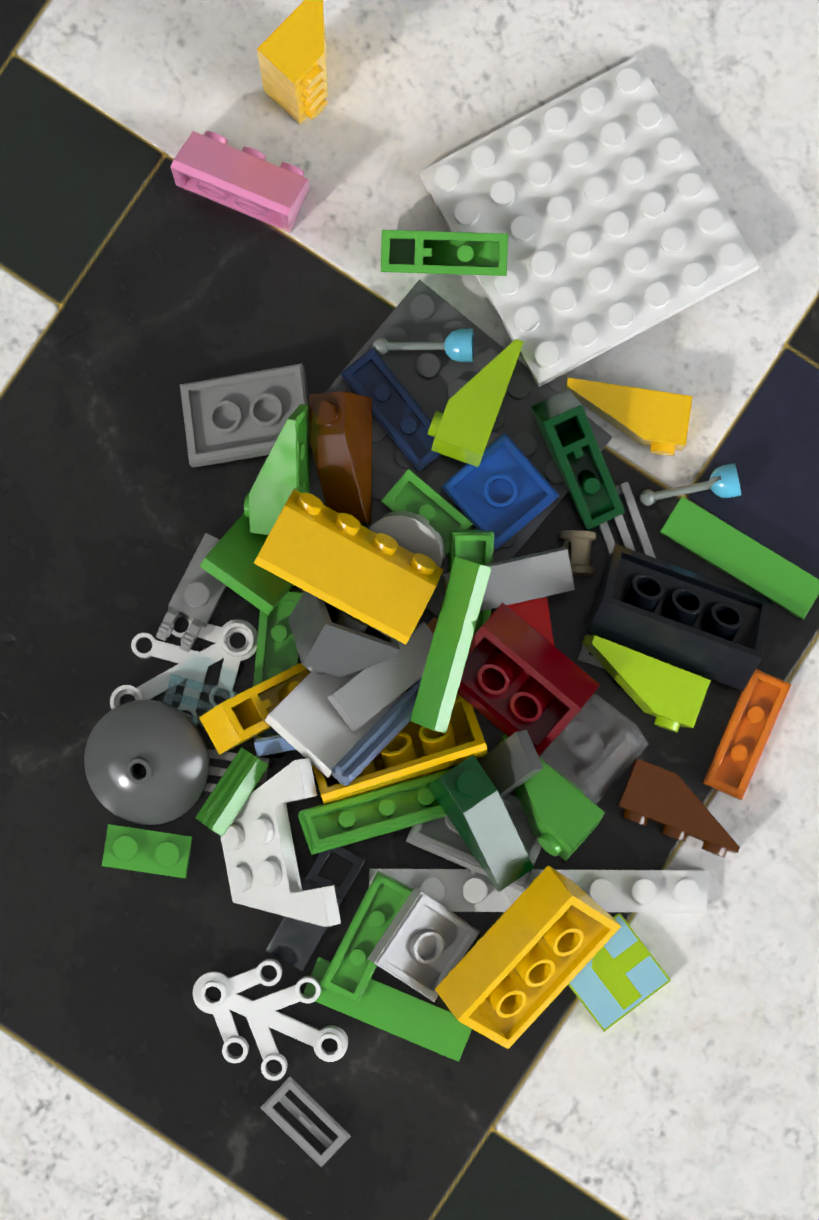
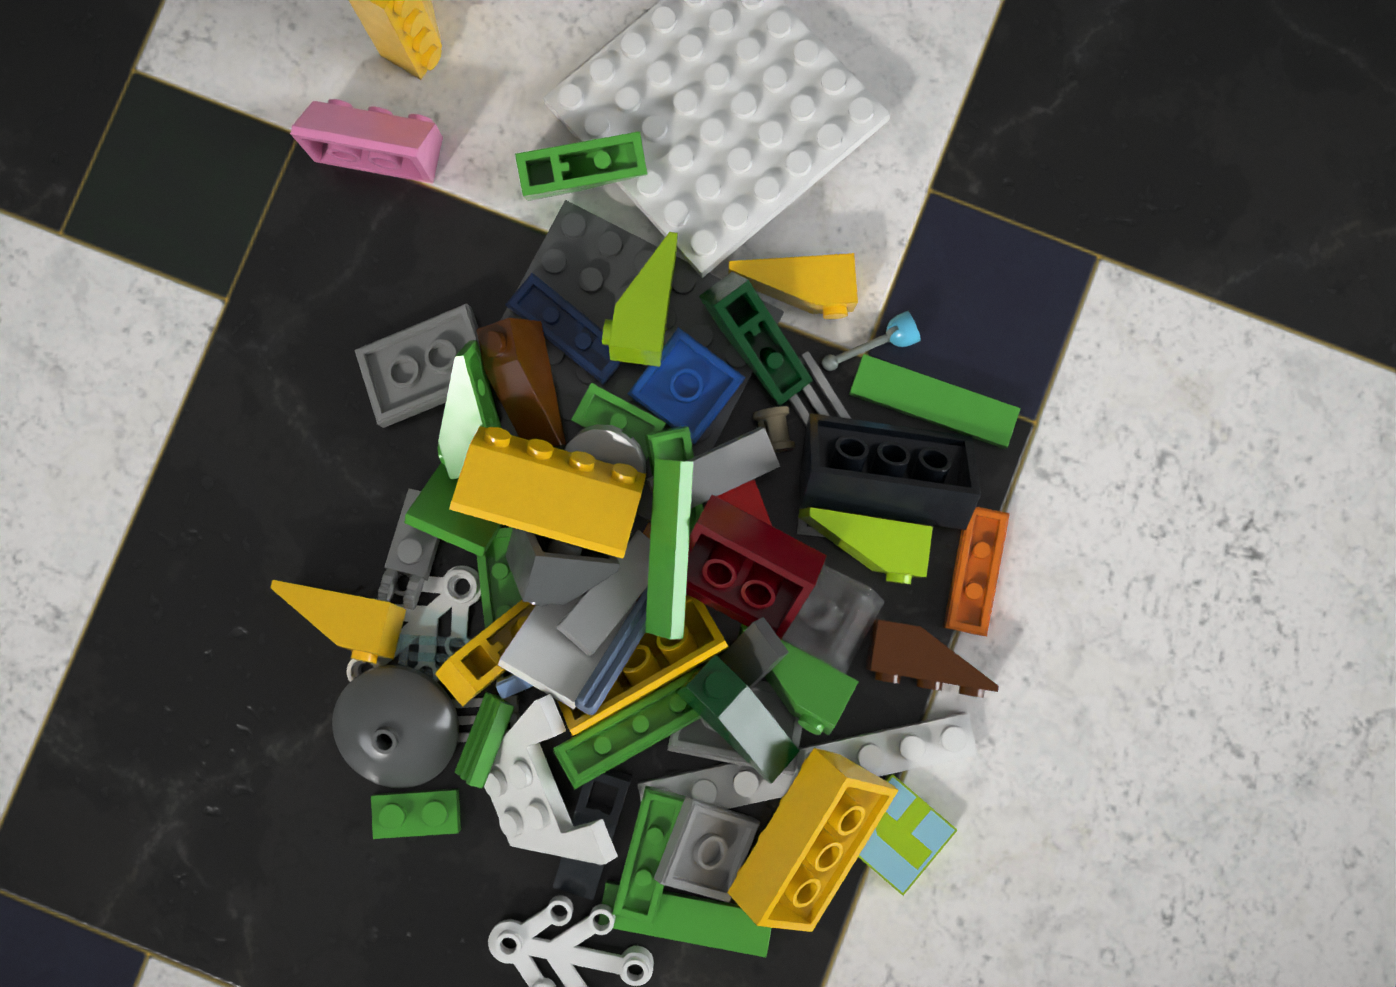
camera: 10 degrees left, 0 degrees up
(133, 653) = (350, 621): none -> yellow slope
(458, 345) = (614, 252): hinge -> none

